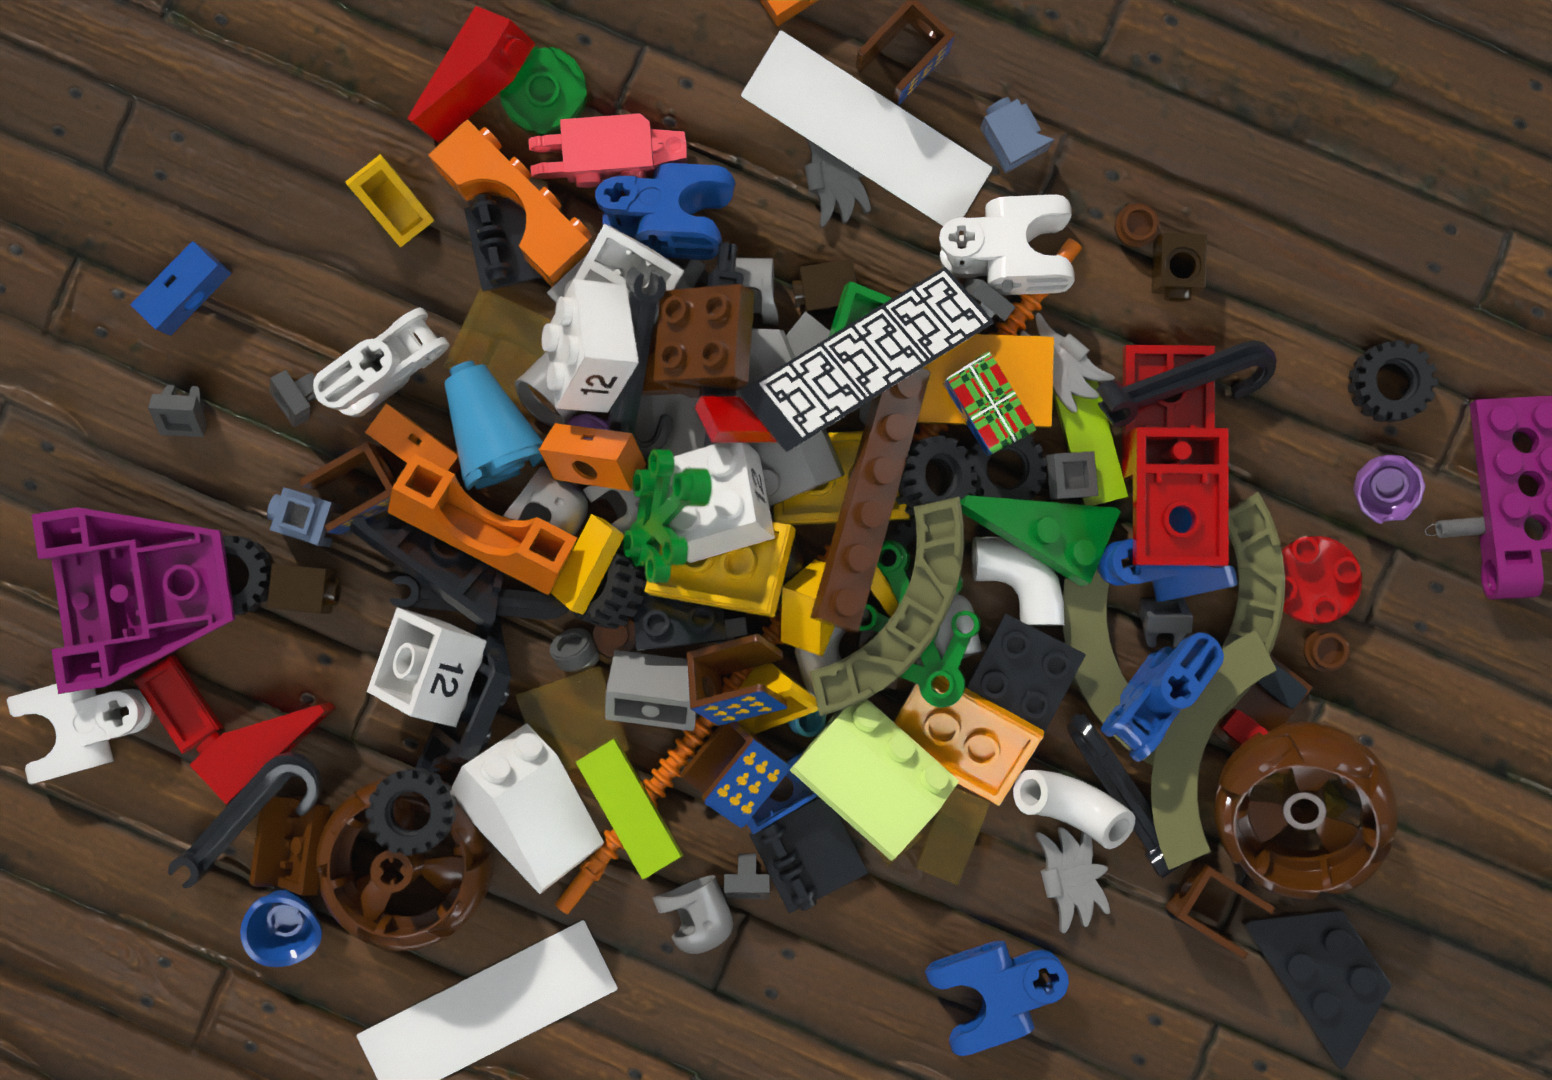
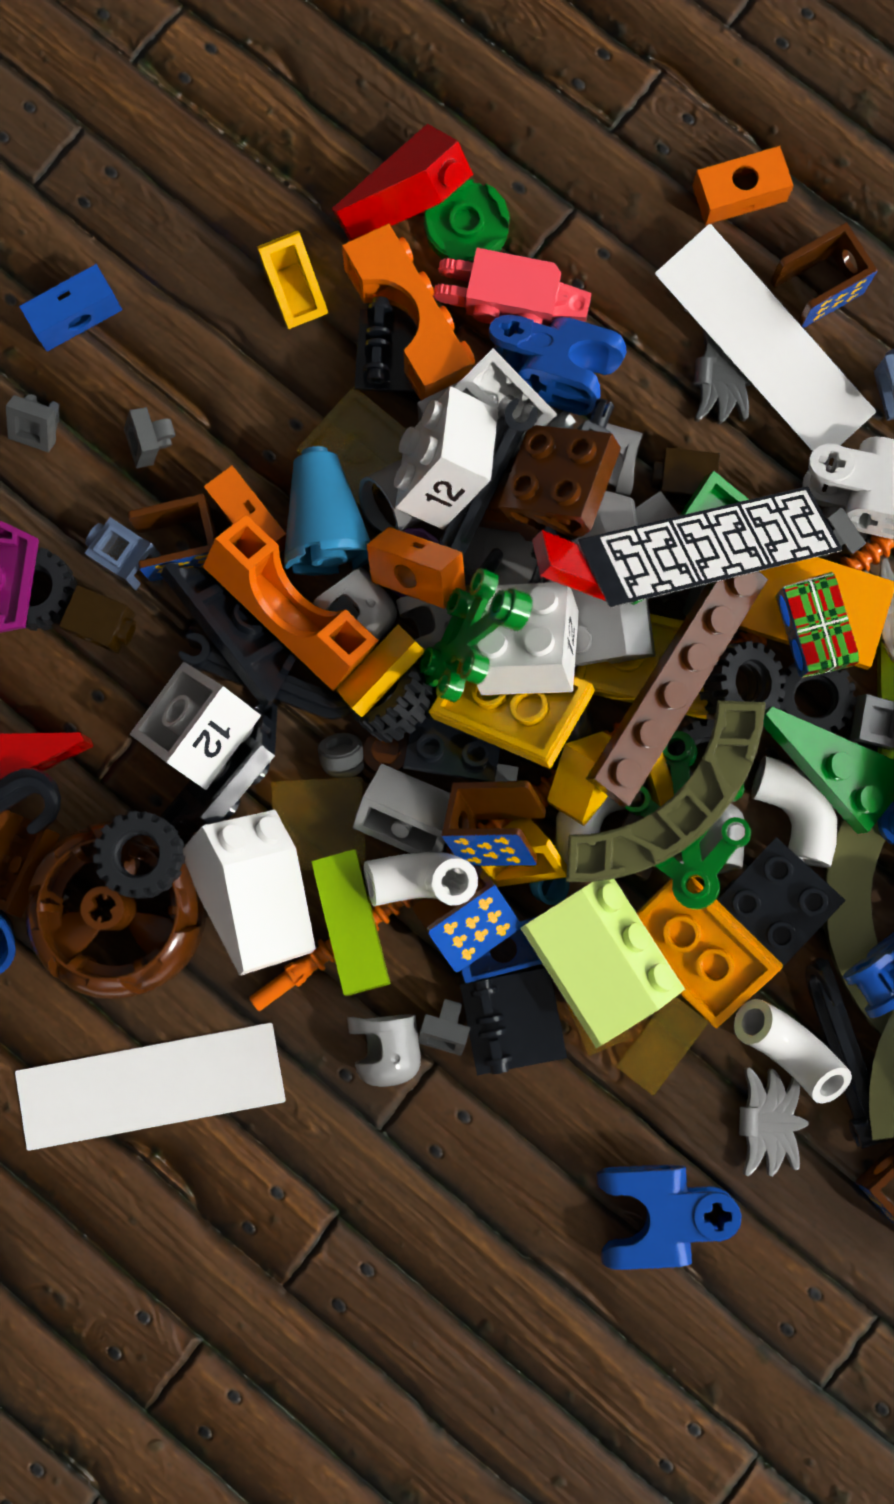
camera: 20 degrees right, 5 degrees down
(379, 366) = (235, 428): white piece -> none
(680, 749) = (420, 876): none -> white cylinder

